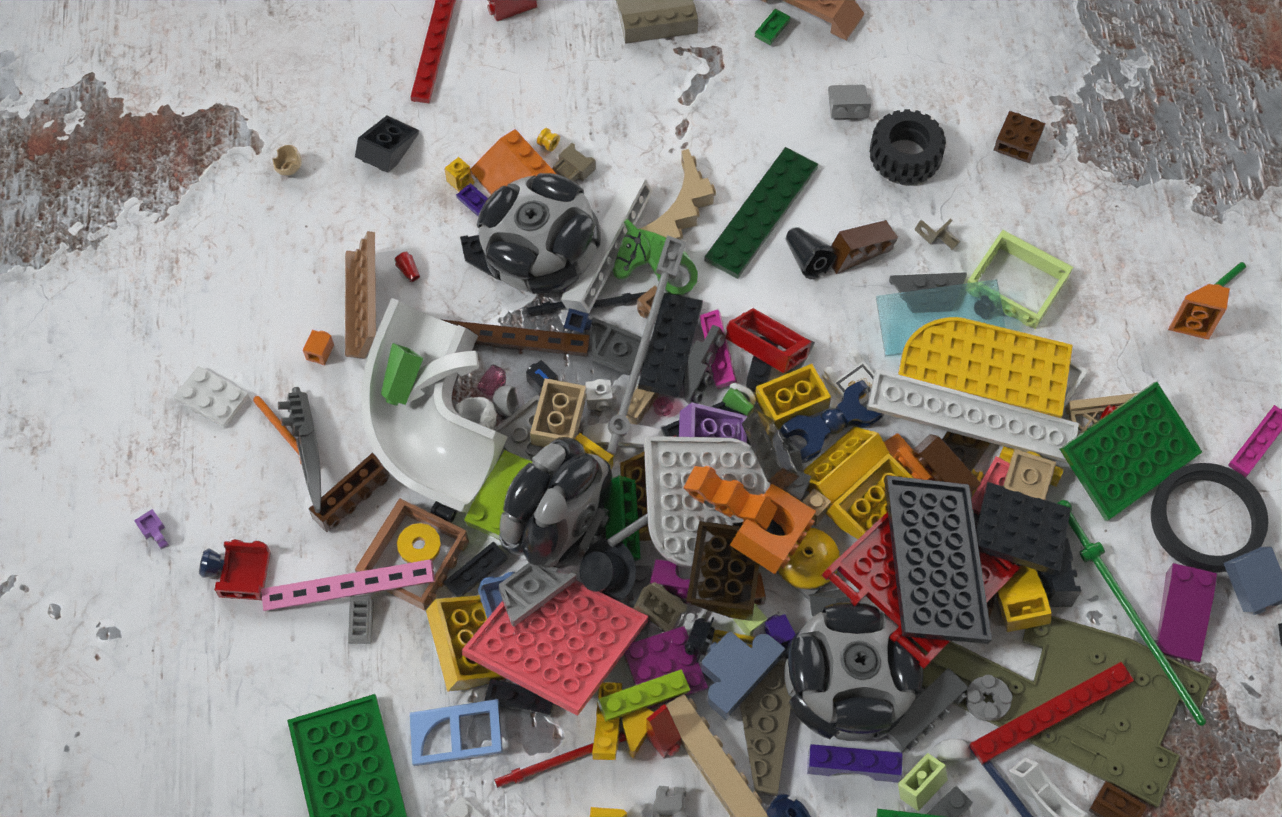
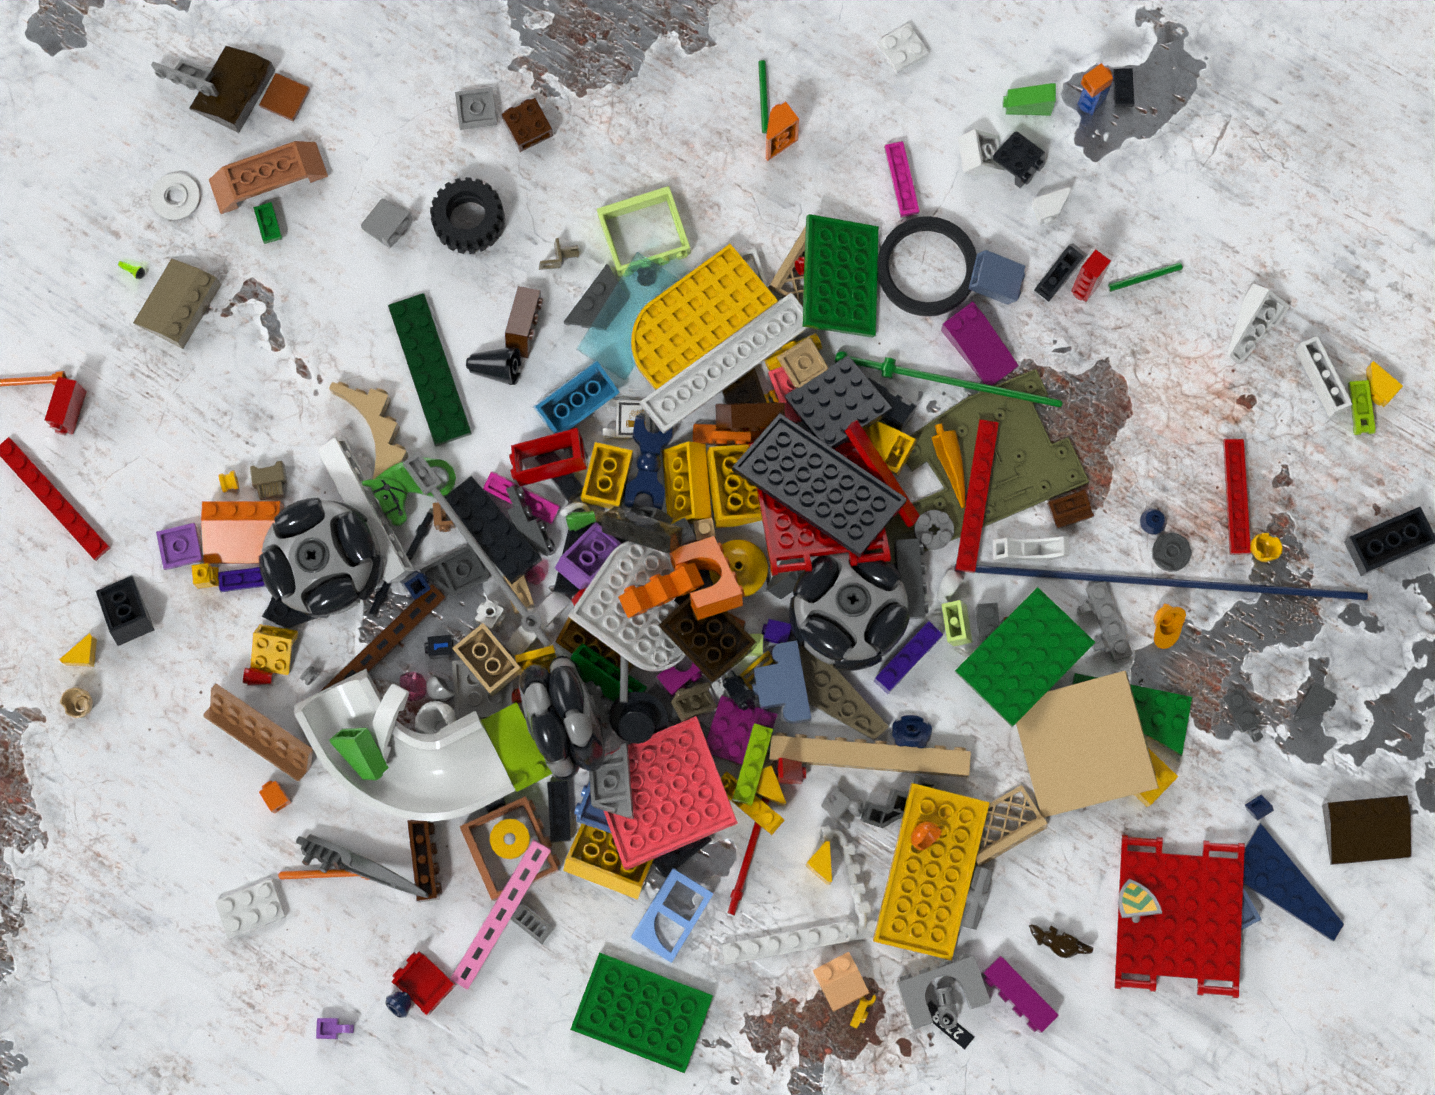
camera: 50 degrees left, 15 degrees up
(330, 138) = (82, 653): none -> yellow slope
(439, 260) = (272, 649): none -> yellow bracket
(439, 302) = (309, 675): none -> light grey bush
(468, 143) = (179, 546): none -> medium lavender plate
(836, 326) = (576, 398): none -> dark azure slope
(996, 96) = (476, 108): none -> light grey plate
(996, 606) = (880, 469): none -> red tile
(1066, 660) = (949, 454): none -> light orange piece

